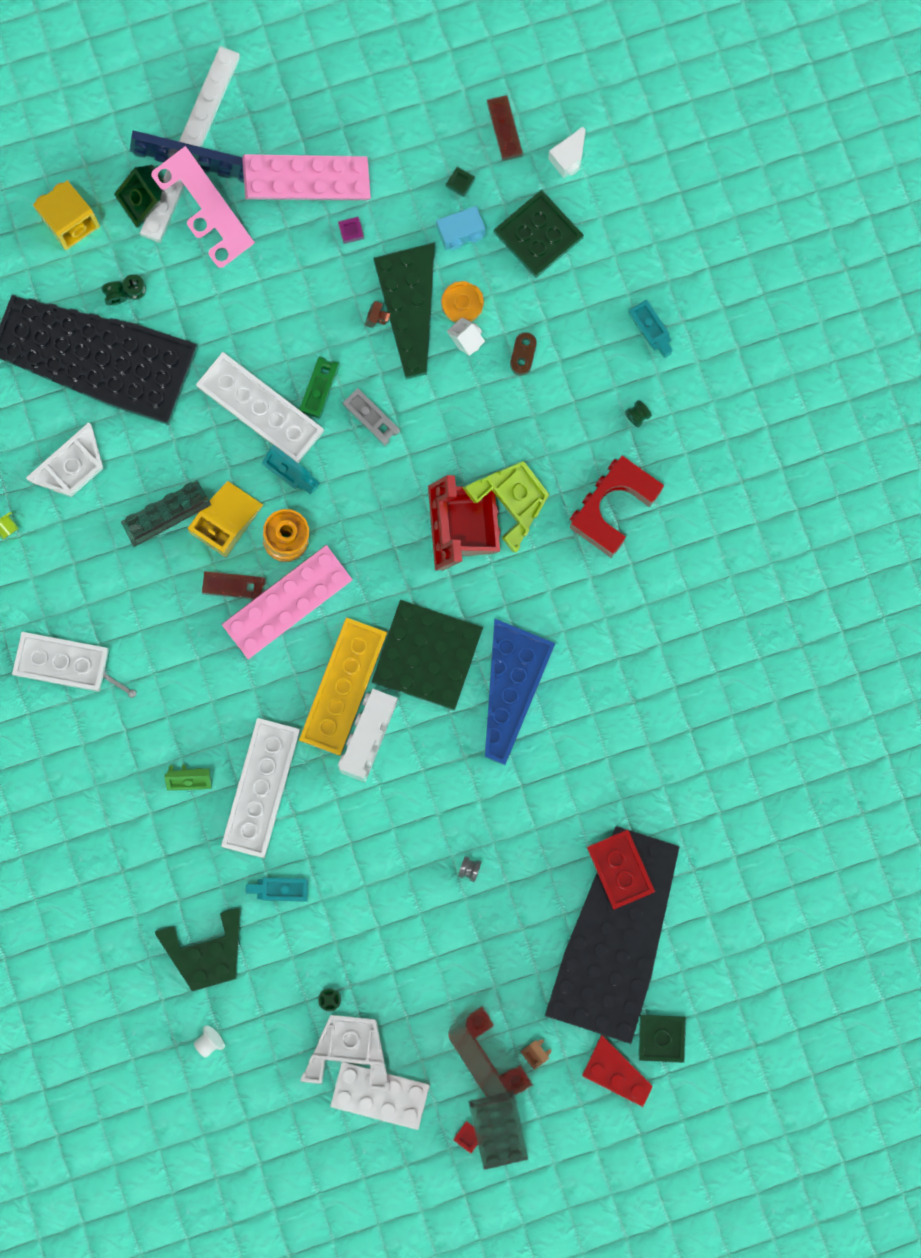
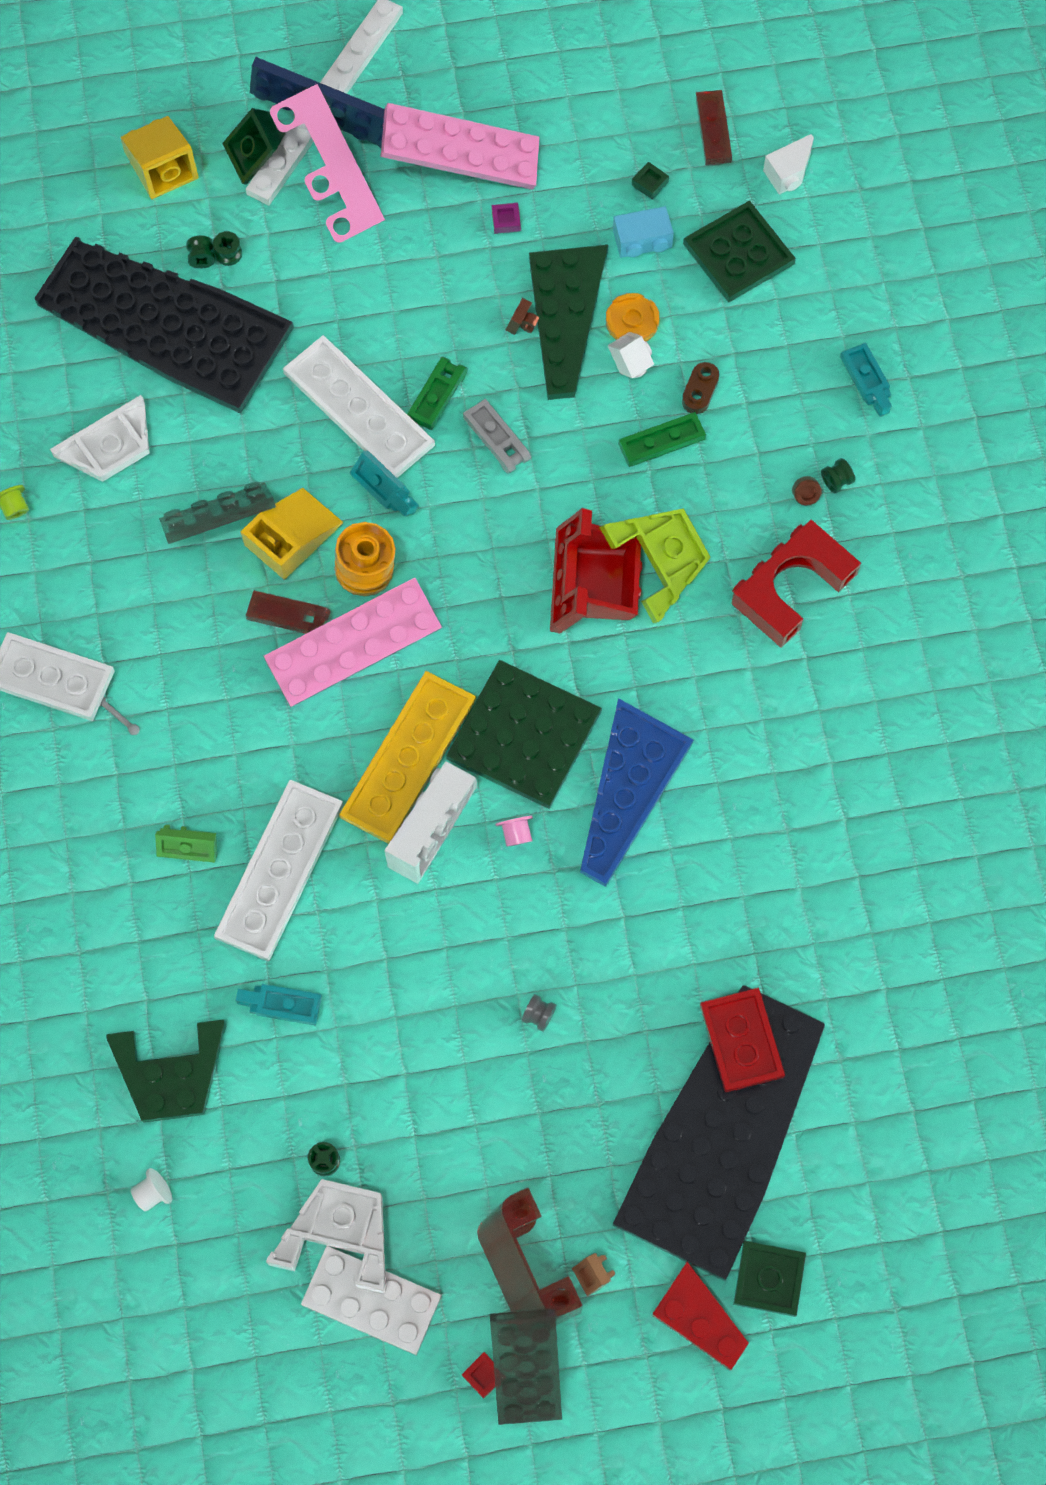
camera: 10 degrees right, 10 degrees down
(432, 733) = (516, 830): none -> bright pink piece
(499, 402) = (662, 439): none -> green plate
(615, 429) = (806, 490): none -> copper tile

